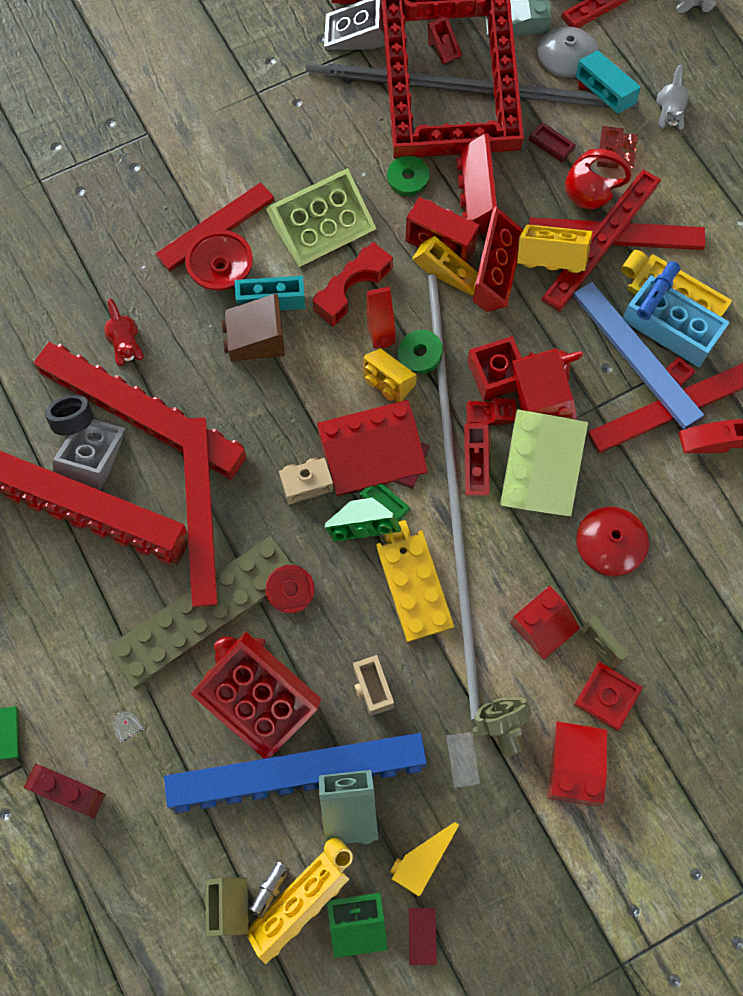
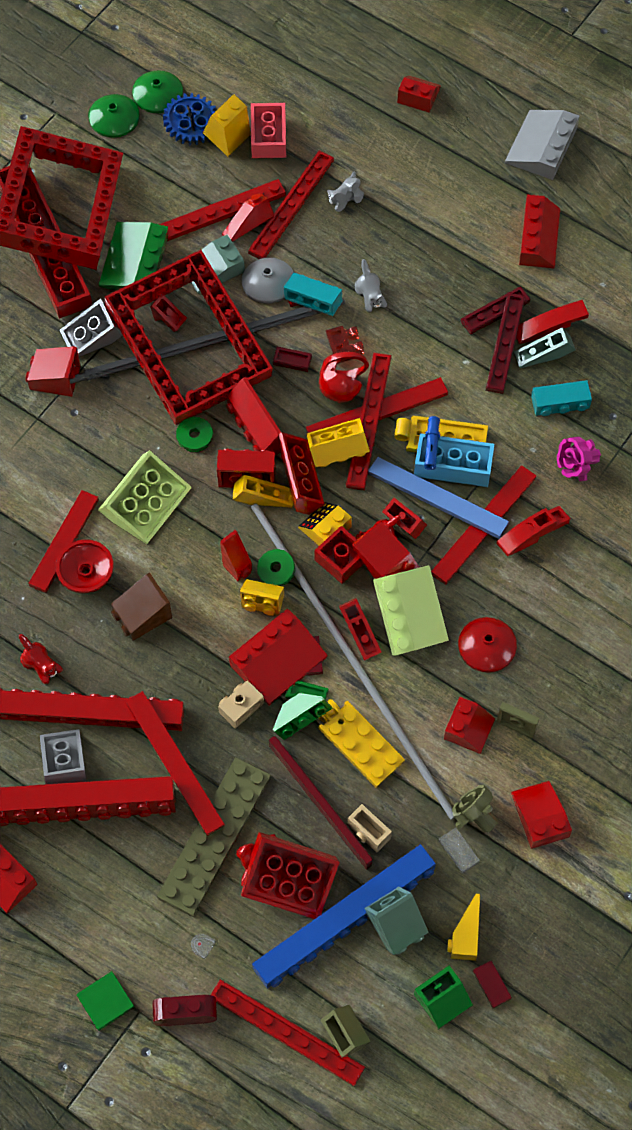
camera: 25 degrees left, 5 degrees down
(71, 424) = (37, 746): black tyre -> none
(165, 873) = (287, 1033): none -> red tile
(269, 890) = (369, 1005): flat silver pin -> none
(289, 291) = (128, 576): teal brick -> none
(289, 588) = (271, 788): red tile -> none
(295, 47) = (53, 369): none -> slope
(301, 900) = (396, 998): yellow hinge -> none
(336, 632) = (320, 802): none -> dark red tile
(370, 265) = (203, 518): red arch -> none
(496, 412) = (354, 588): red slope -> none
(499, 325) = (325, 522): none -> yellow slope
(590, 363) = (409, 521): none -> red brick
(608, 696) = (538, 757): red tile -> none
(680, 371) = (475, 495): red tile -> none

